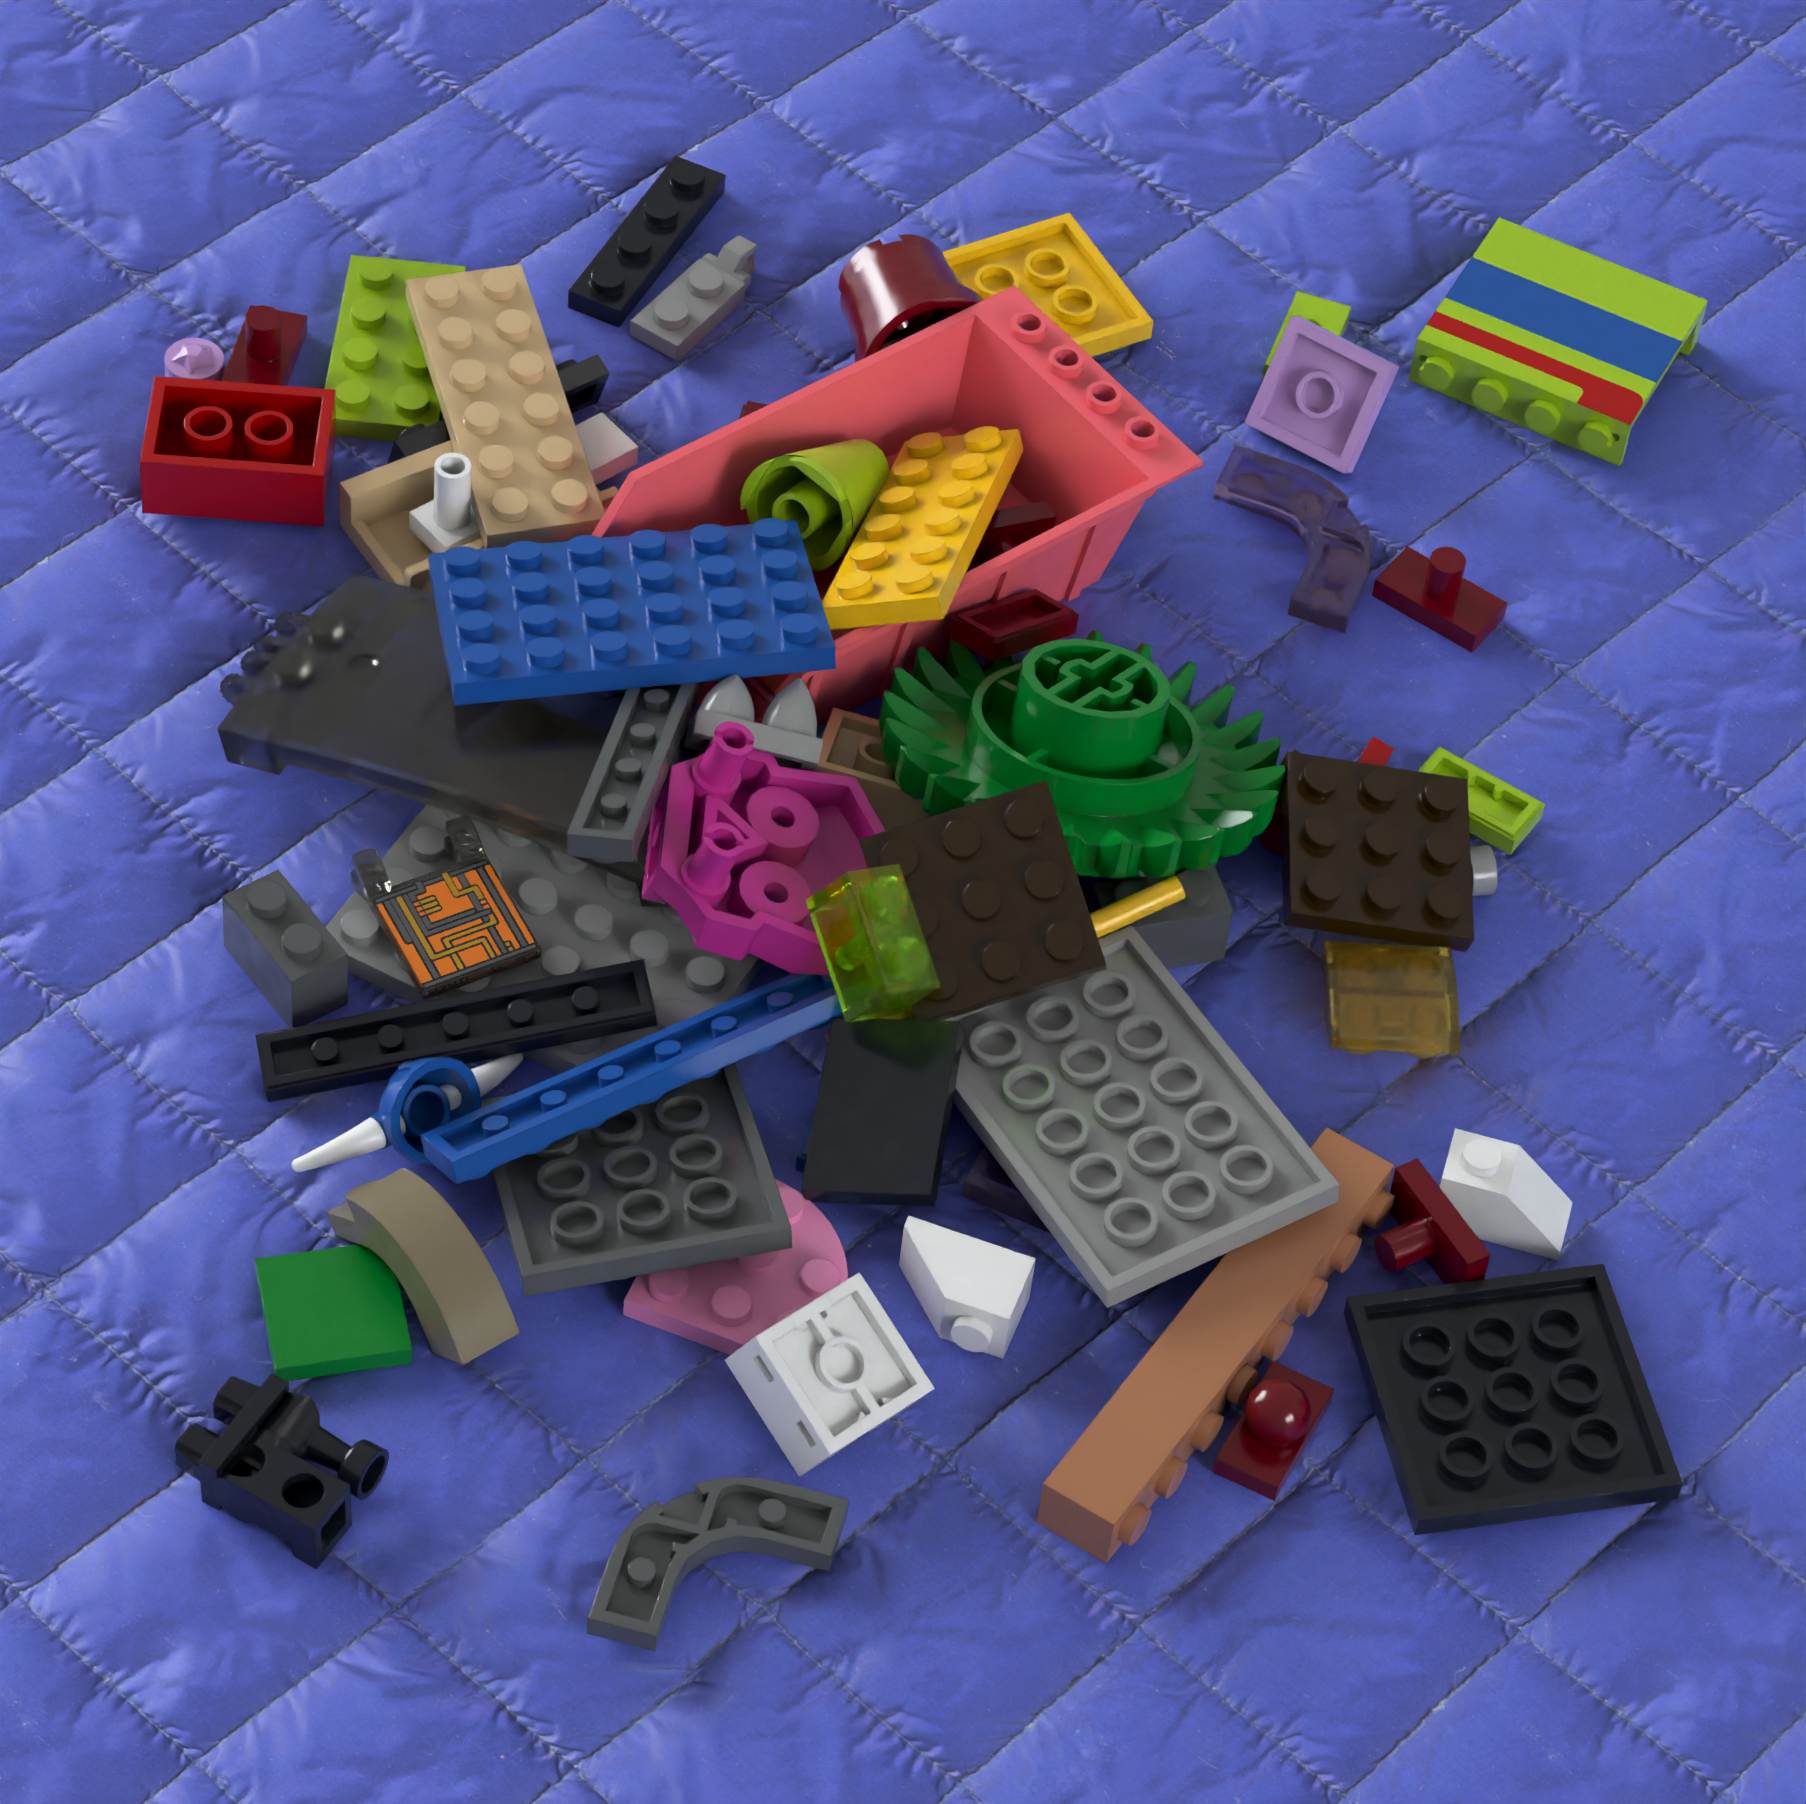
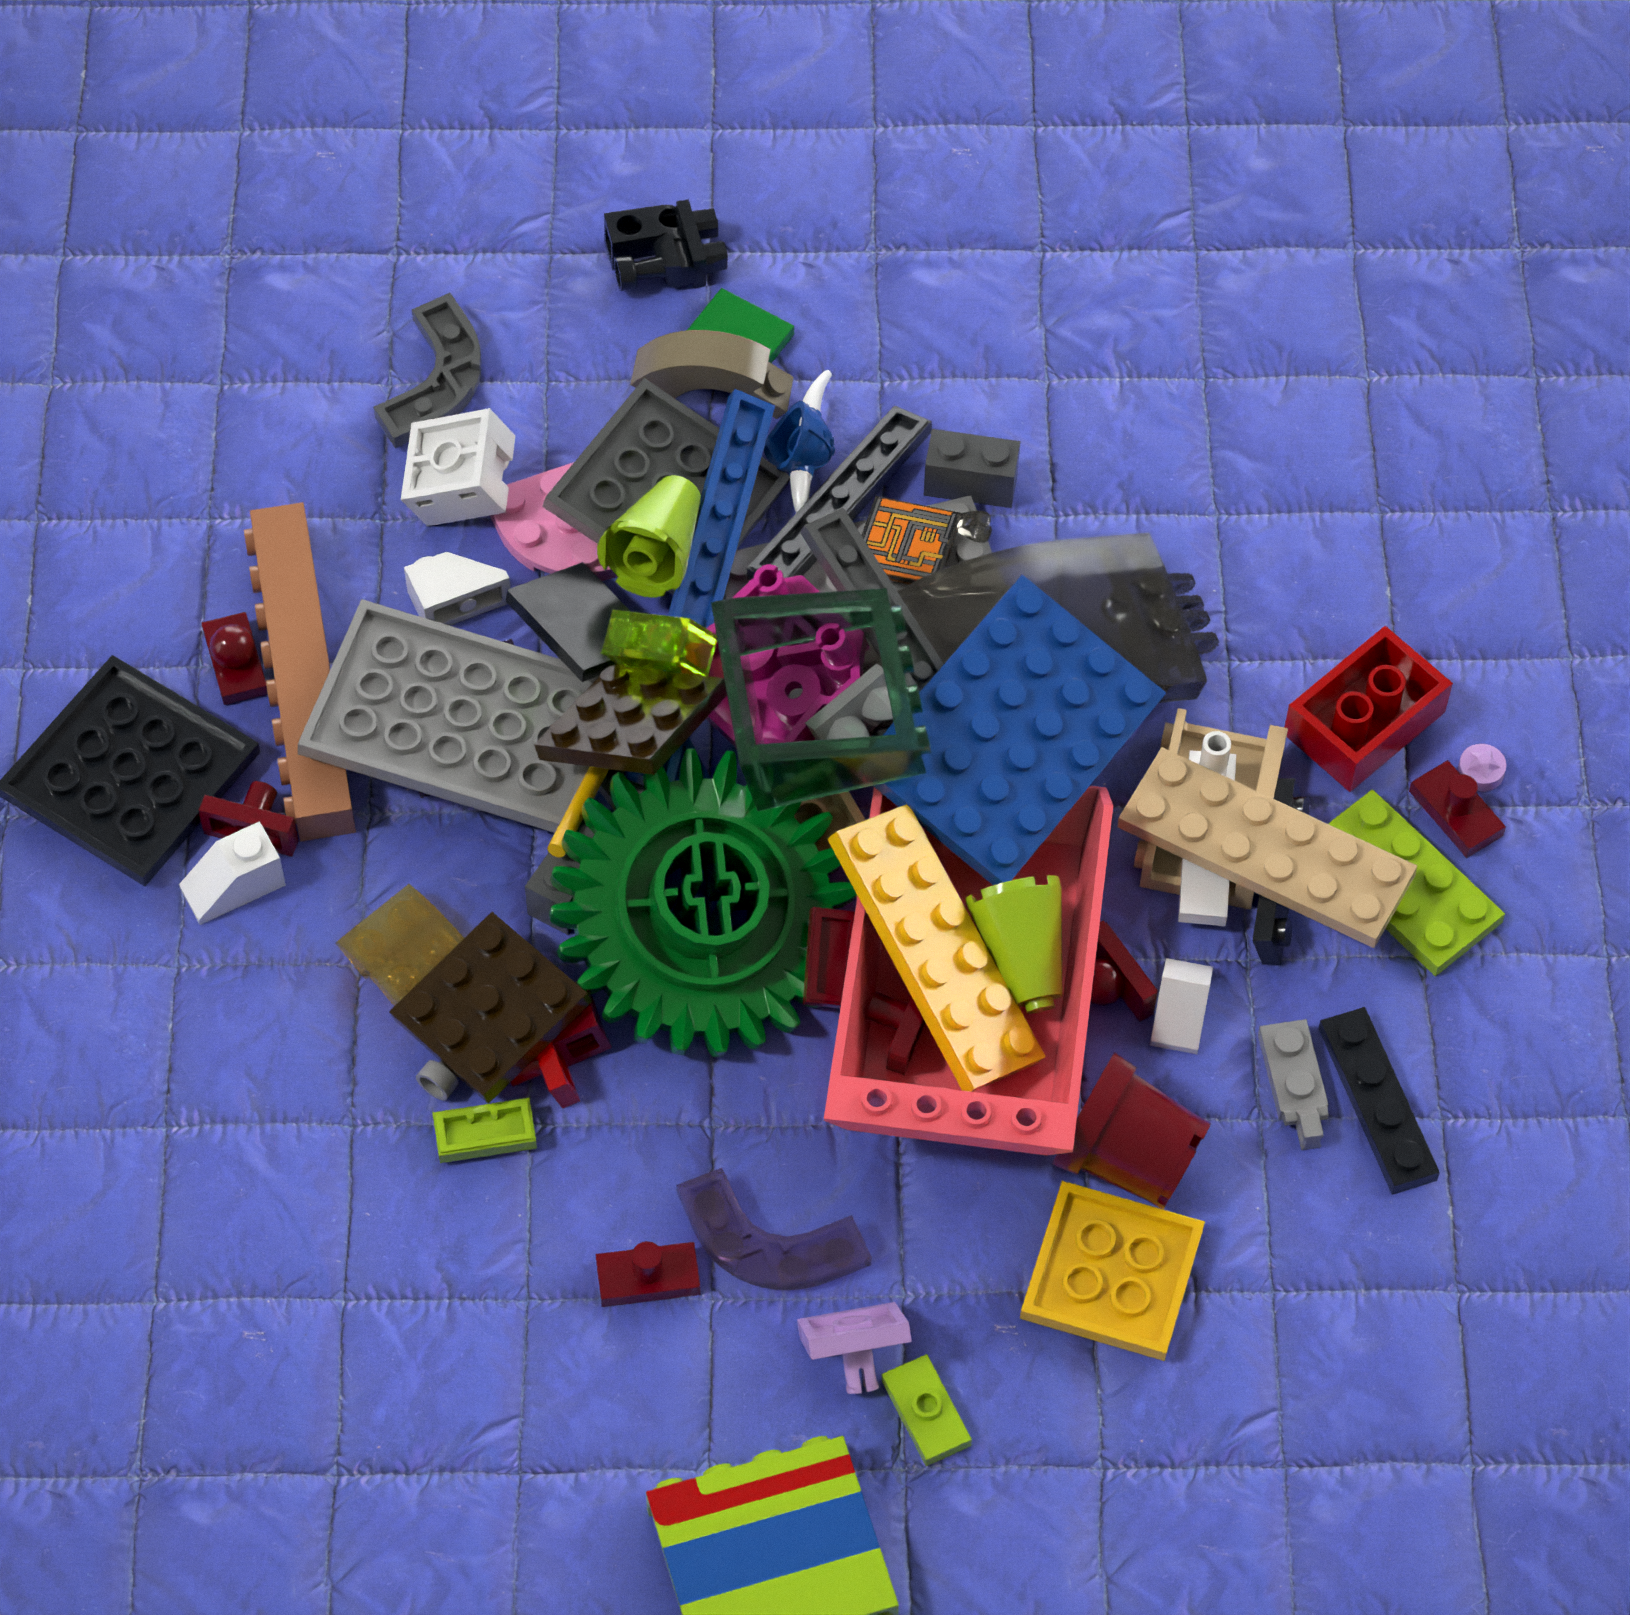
camera: 140 degrees right, 10 degrees up
(701, 405) = (1181, 1006): none -> white slope
(721, 1081) = (653, 538): none -> lime cone
(779, 780) = (817, 768): none -> clear green windscreen

